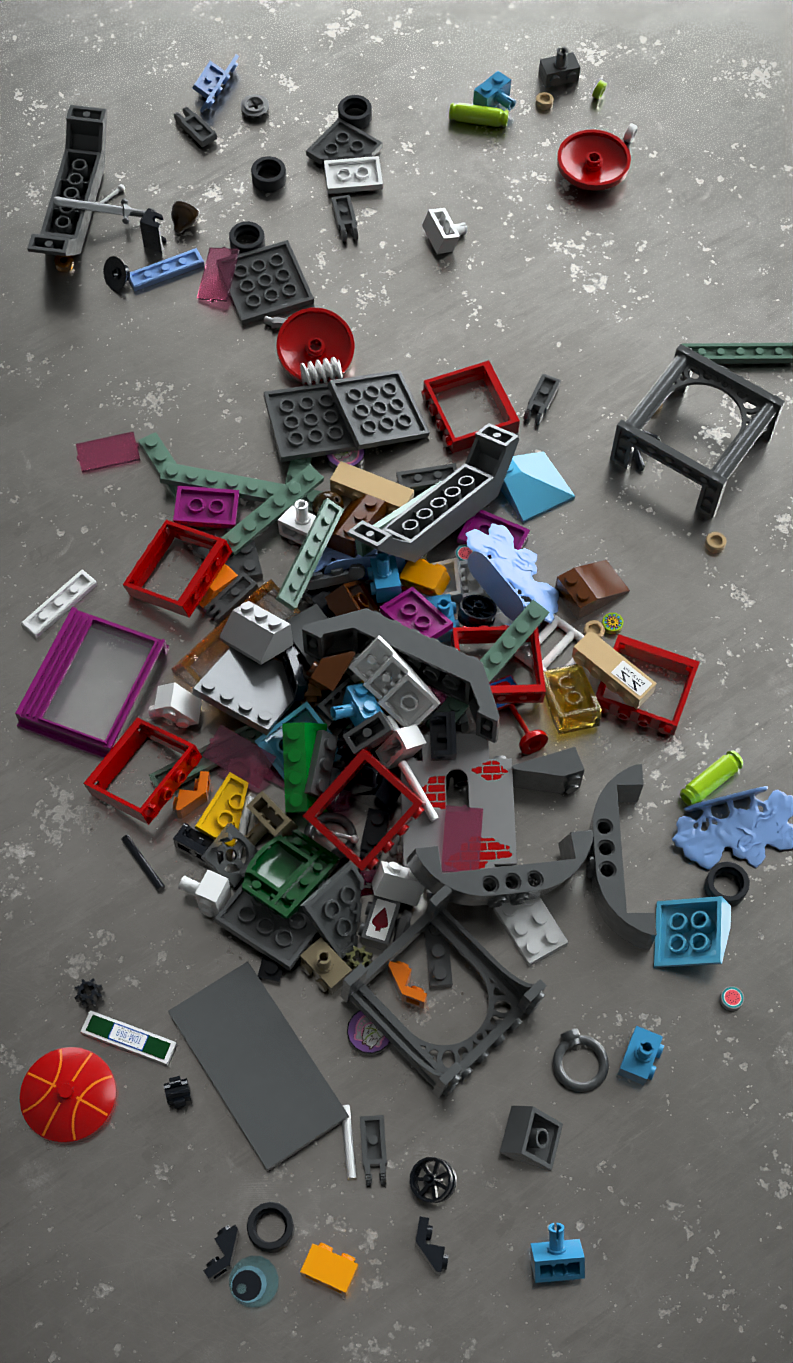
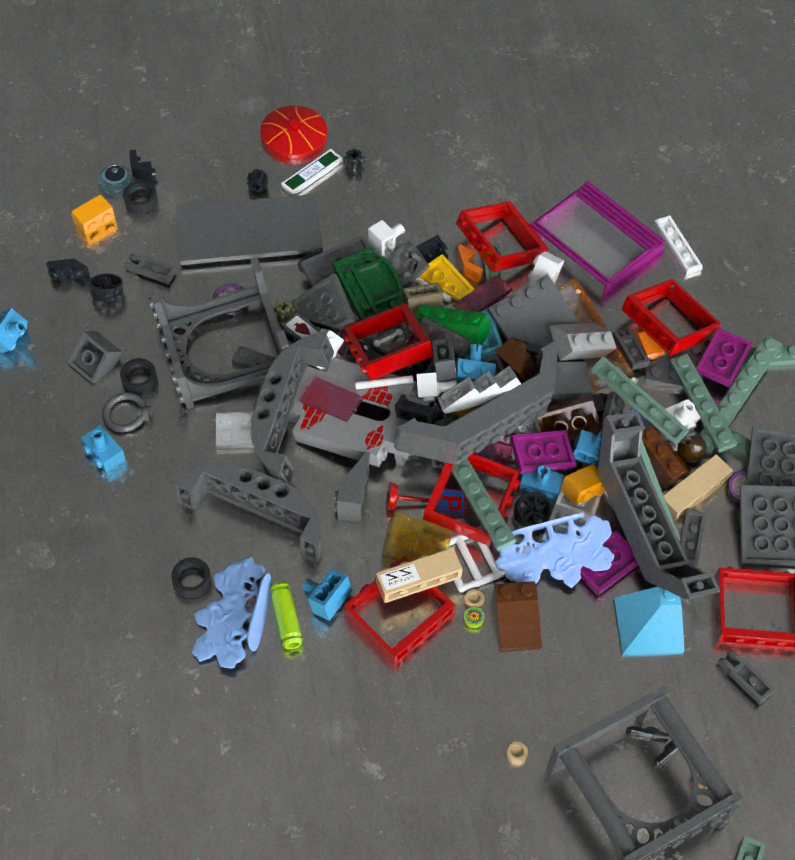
camera: 115 degrees right, 5 degrees down
(143, 863) = (431, 222): black bar -> none
(325, 966) = (291, 286): dark tan brick -> none
(349, 1146) = (171, 261): white bar -> none
(400, 975) = (253, 328): orange slope -> none
(541, 1058) = (135, 365): none -> black tyre
(671, 748) = (329, 594): none -> dark azure brick
(691, 931) = (168, 530): medium azure slope -> none
(731, 998) = (103, 535): tile -> none

